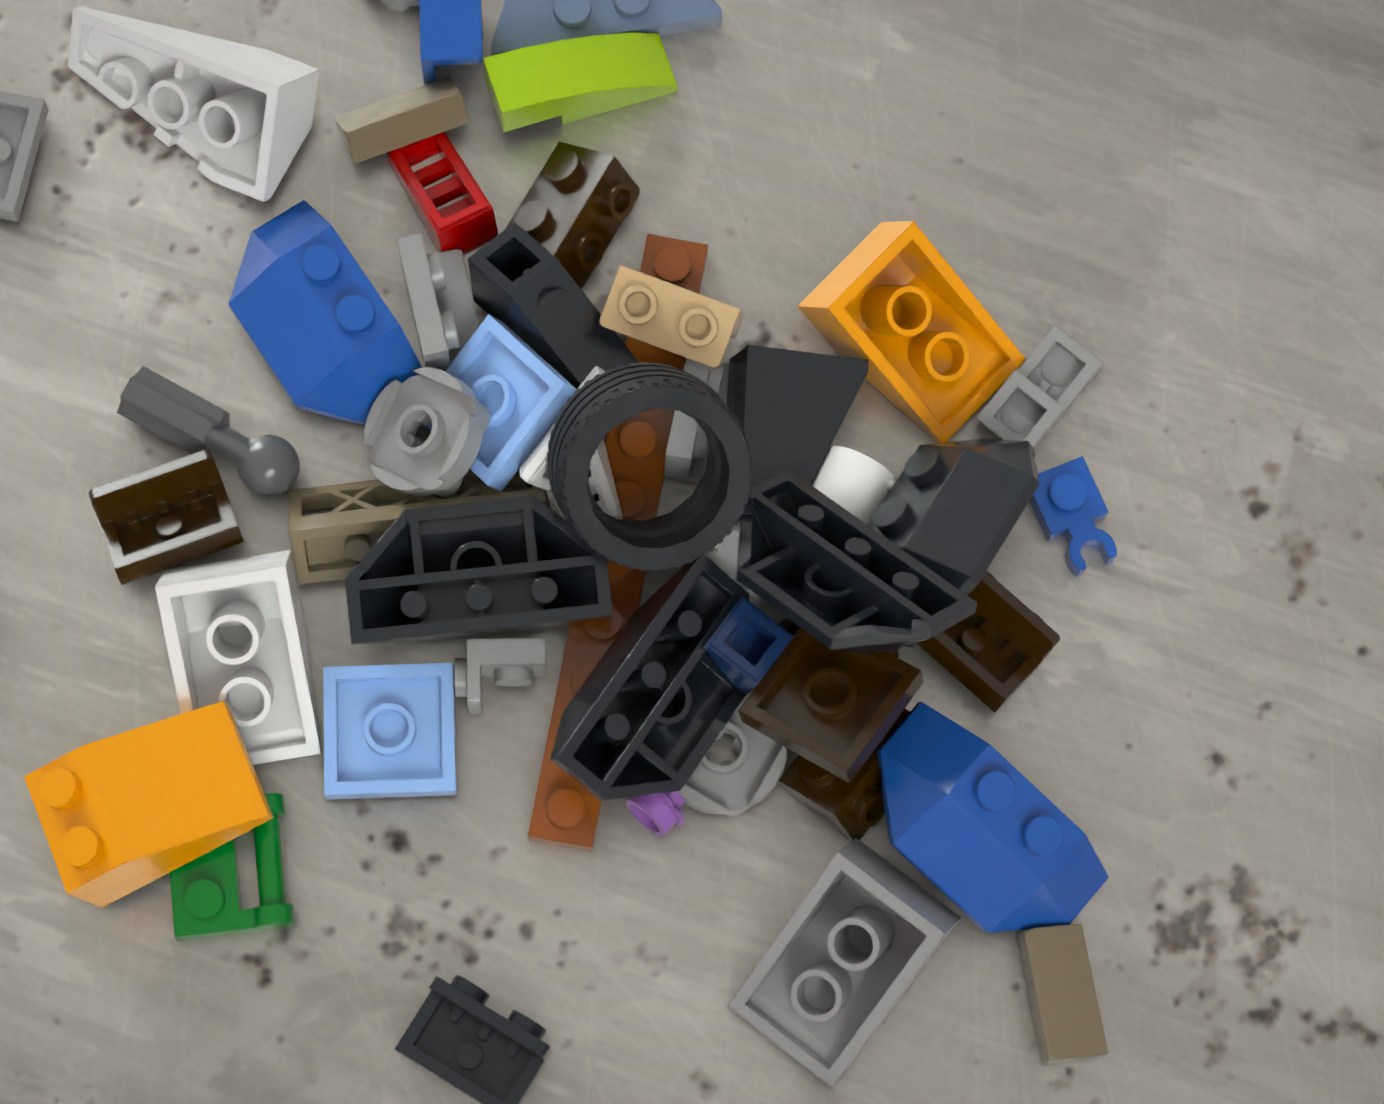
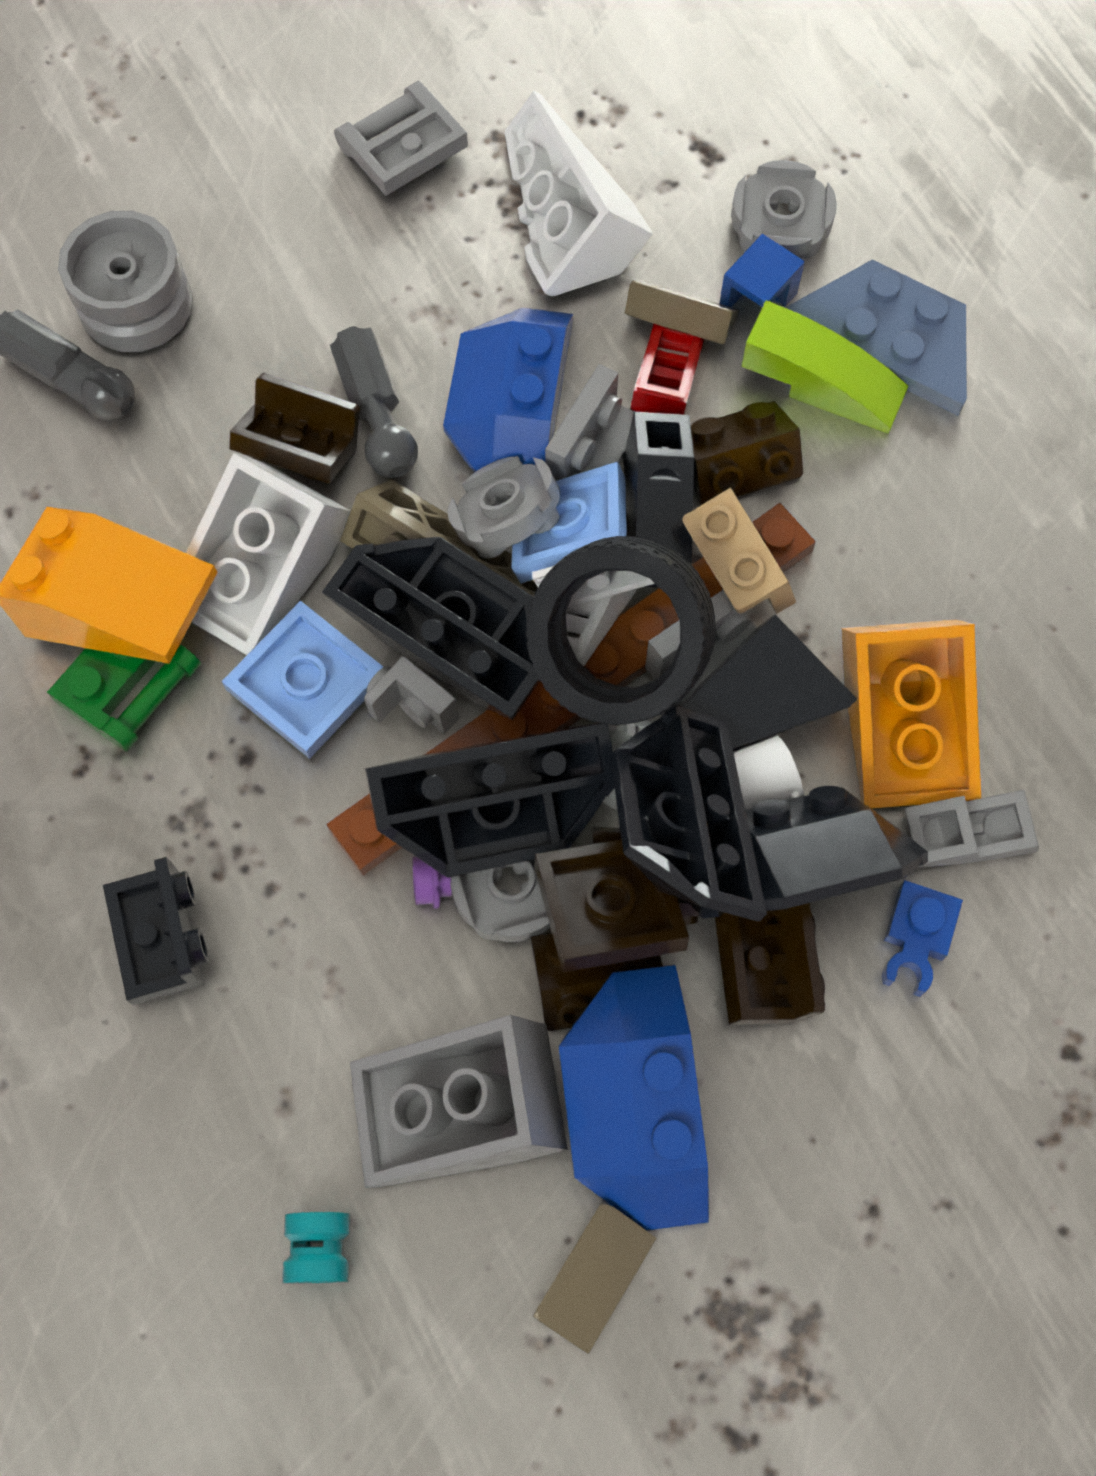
camera: 50 degrees right, 5 degrees down
(747, 645) = (583, 813): dark blue slope -> none

